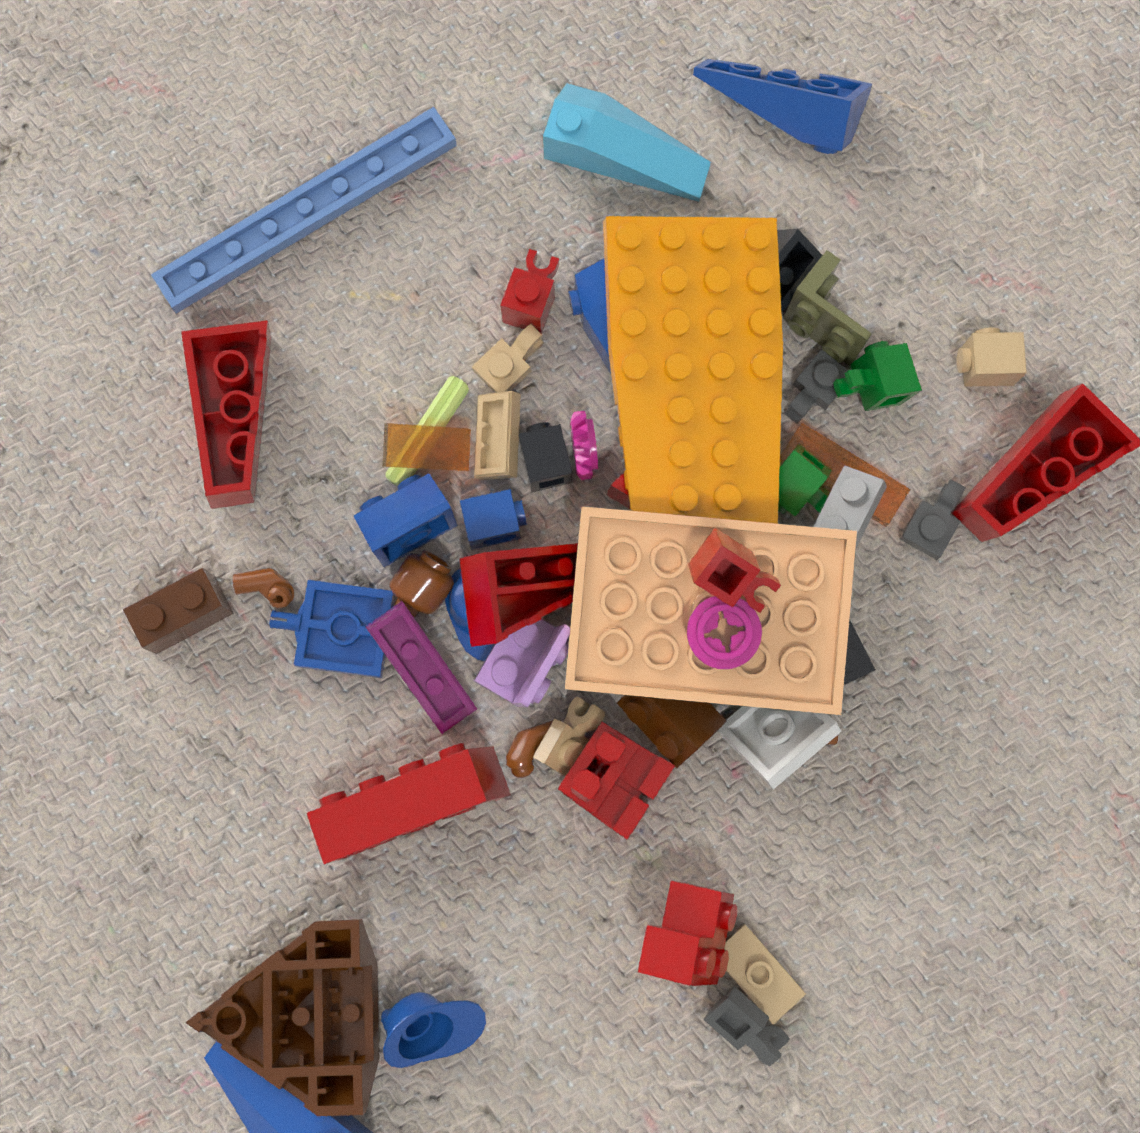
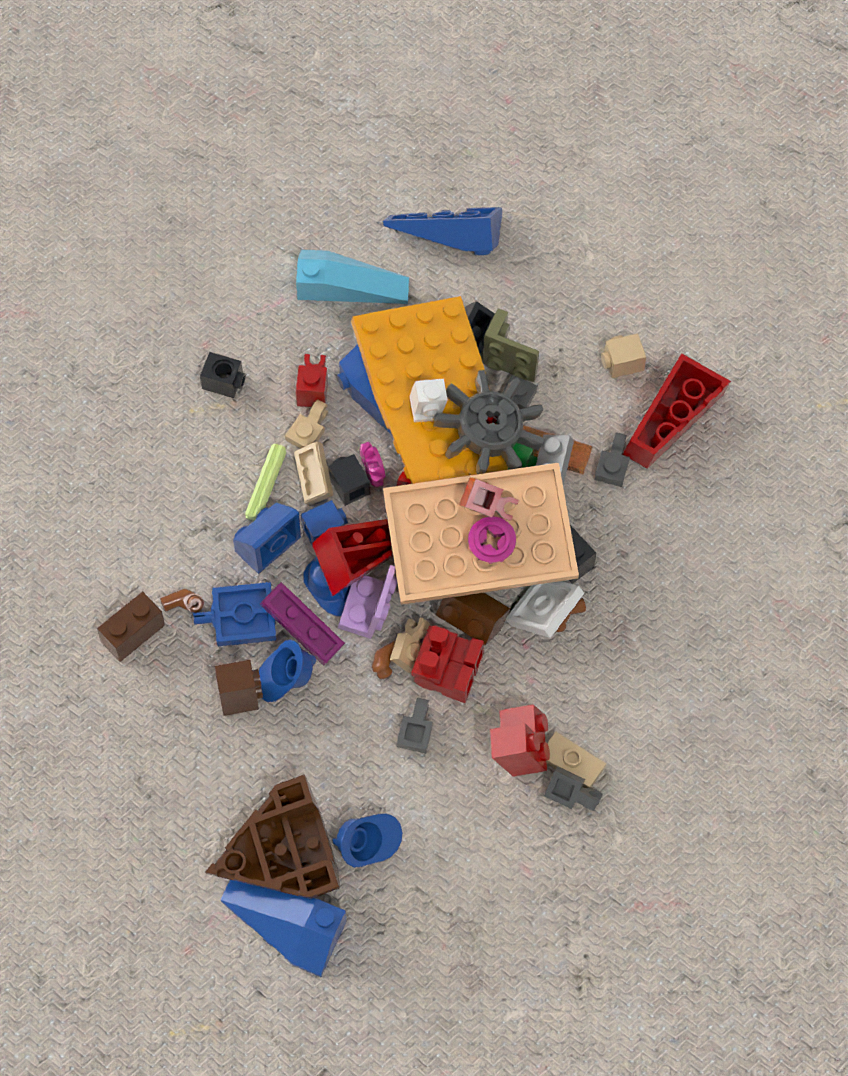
camera: 15 degrees left, 15 degrees down
(228, 395) = (128, 488): red wedge -> none
(301, 749) = (238, 687): none -> reddish brown brick
(304, 210) = (146, 364): medium blue plate -> none
(377, 737) = (284, 670): none -> blue piece
(399, 237) = (218, 365): none -> black brick
(407, 802) = (314, 705): red wedge -> none
(422, 583) = (289, 570): dark orange head -> none
(426, 447) = (269, 489): clear orange tile -> none
(543, 873) = (415, 730): none -> dark grey plate
(685, 381) = (428, 399): none -> white brick
(771, 463) = (488, 408): none -> dark grey gear
(881, 377) = (555, 381): green brick -> none

